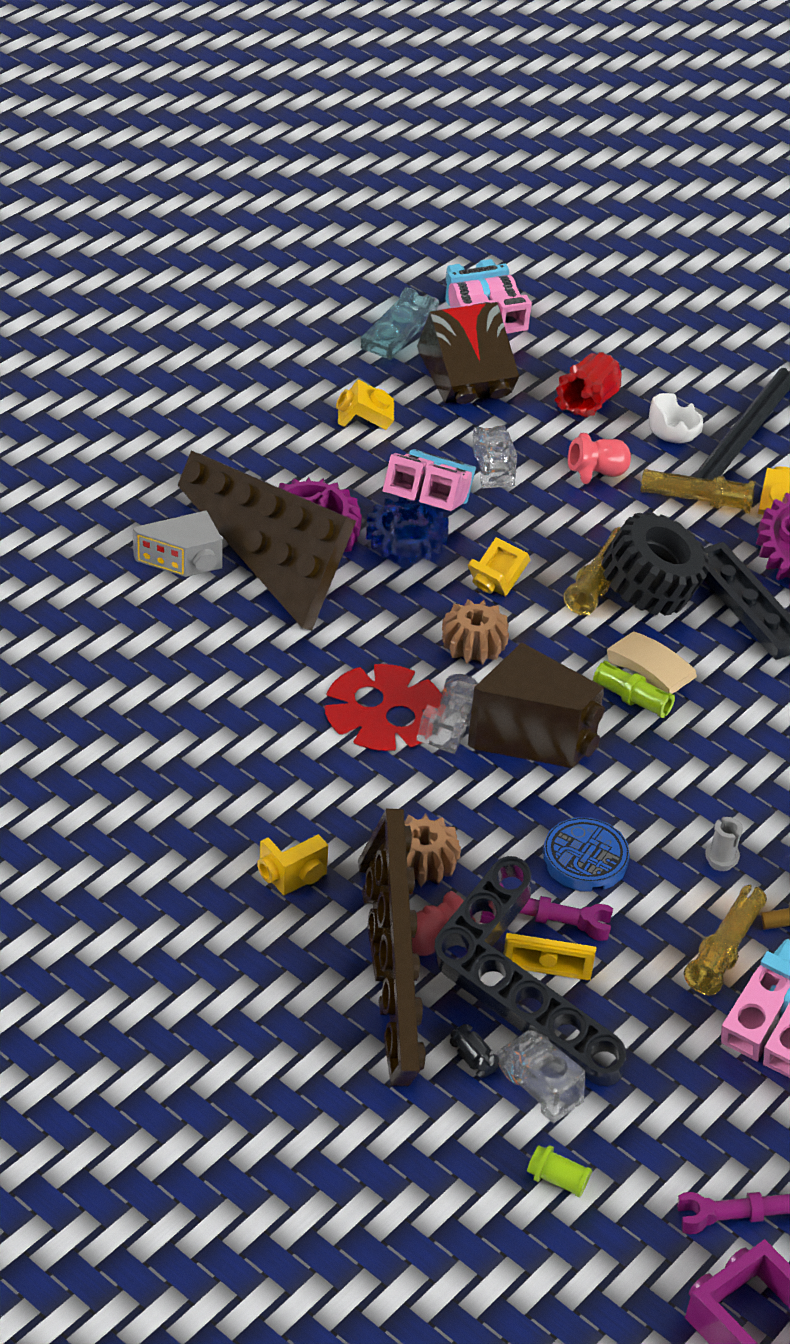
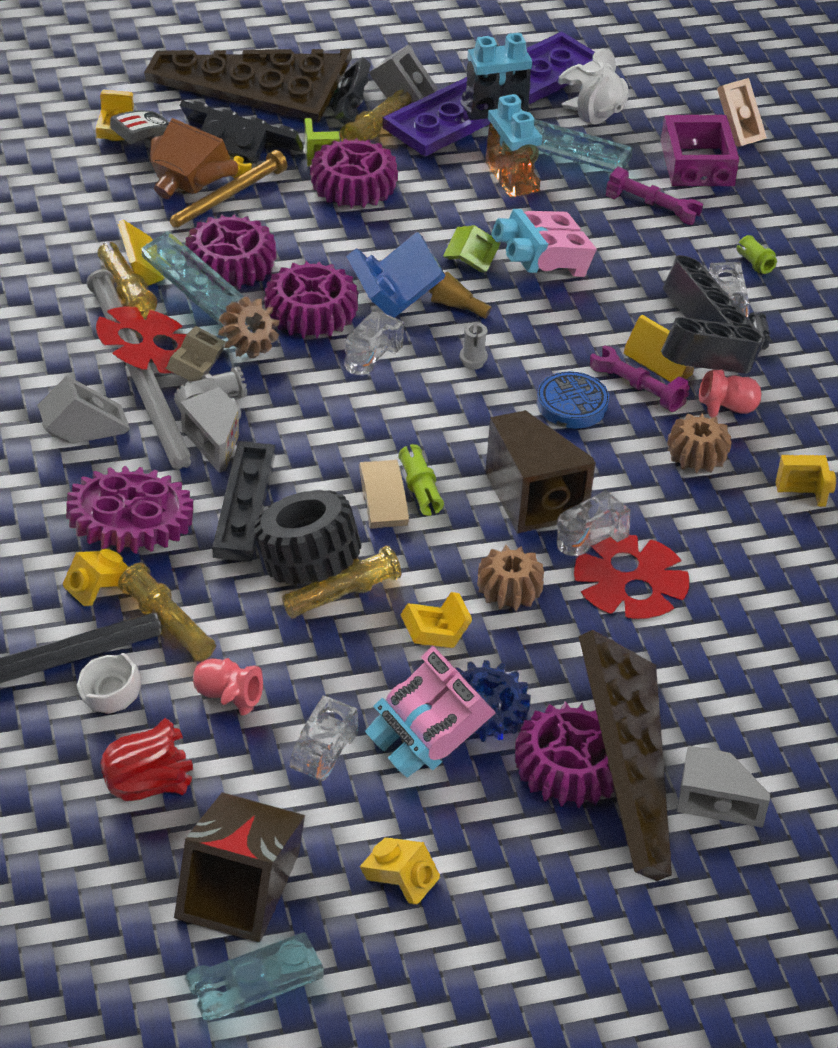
camera: 145 degrees left, 0 degrees up
(390, 934) = (769, 384): dark brown wing -> none
(486, 285) = (133, 944): hips -> none
(720, 950) = (542, 301): clear yellow pin -> none

